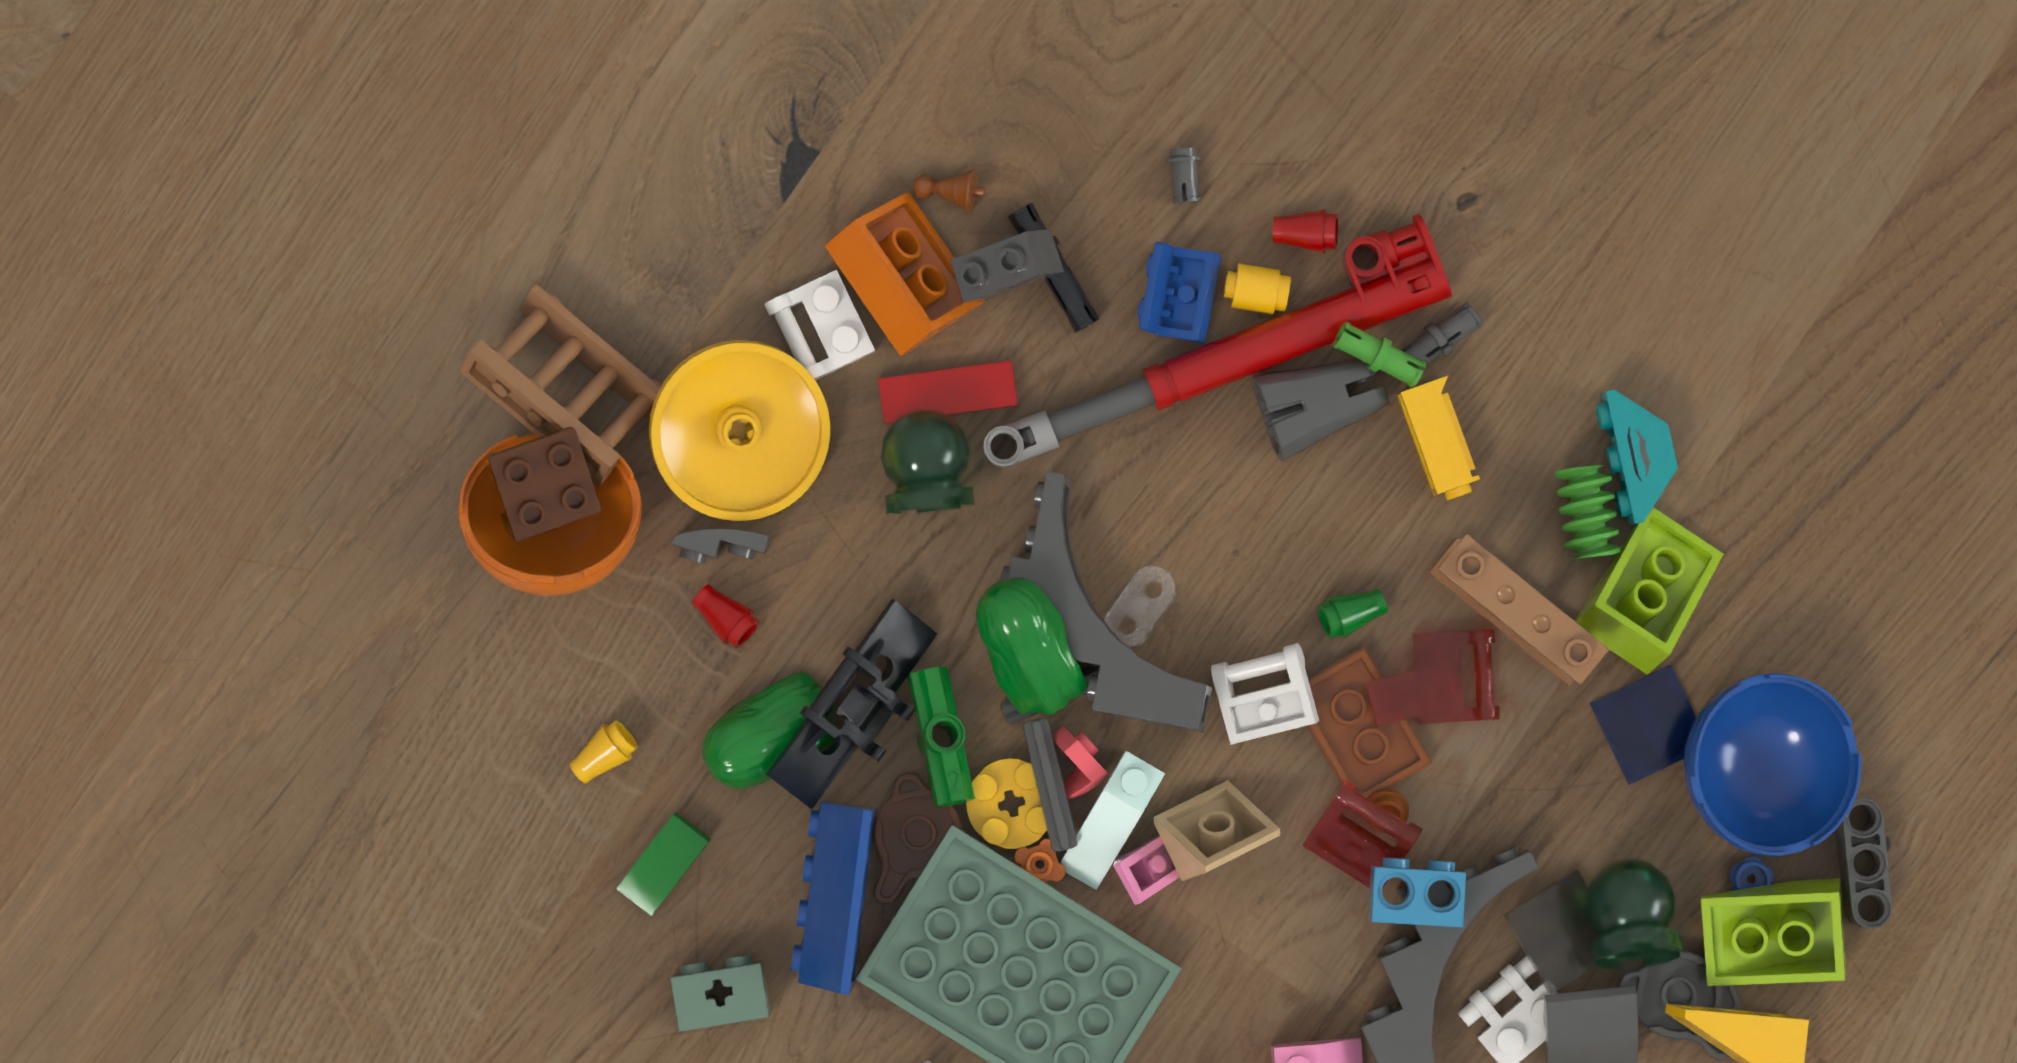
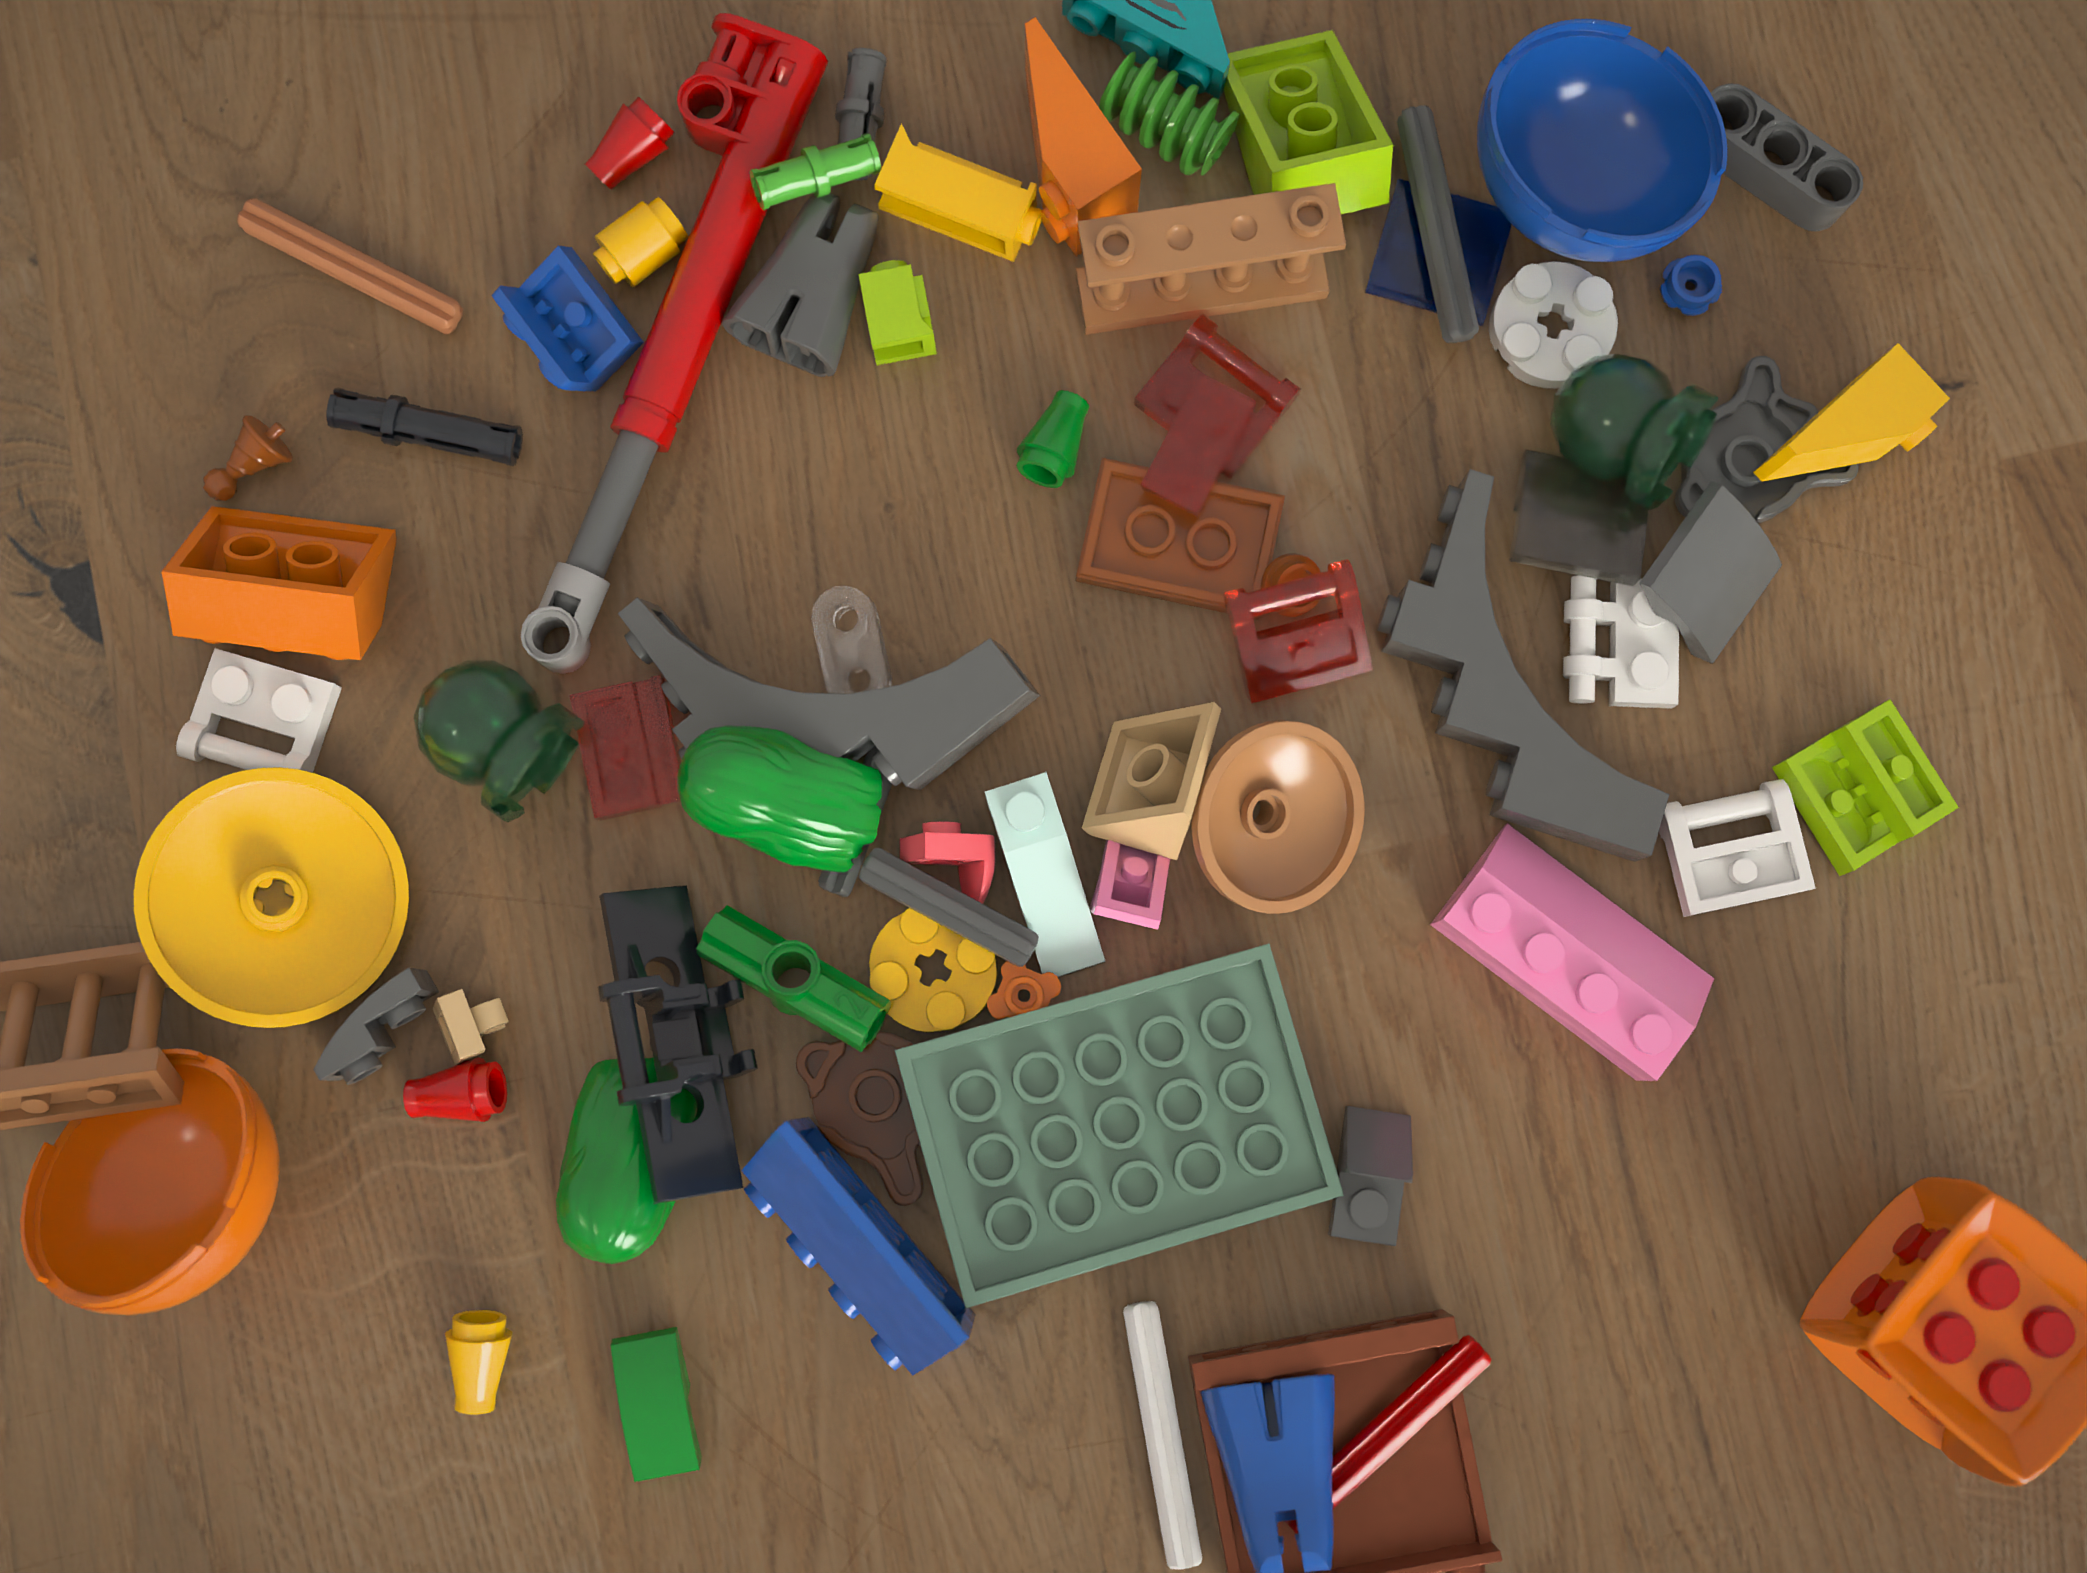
camera: 45 degrees left, 5 degrees down
(543, 484) = (101, 1159): reddish brown bracket -> none
(698, 1010) = (838, 1511): sand green brick -> none
(762, 588) = (465, 1026): none -> tan tile
(949, 390) = (458, 631): red tile -> none
(982, 538) = (628, 747): none -> clear red plate
(1007, 265) = (368, 463): dark grey brick -> none
(1103, 142) = (350, 266): none -> nougat axle
(1184, 172) = (457, 213): dark grey pin -> none
(1256, 933) = (1305, 821): none -> medium nougat dish
(1270, 708) = (1077, 609): white plate -> none
(1344, 463) = (897, 312): none -> lime window
(1416, 906) = (1422, 628): dark azure brick -> none
(1512, 489) = (1078, 154): none -> orange slope
(1636, 816) = (1559, 288): none -> white plate
(1659, 712) = (1437, 224): none -> dark grey axle
(1775, 934) = (1779, 296): lime slope -> none

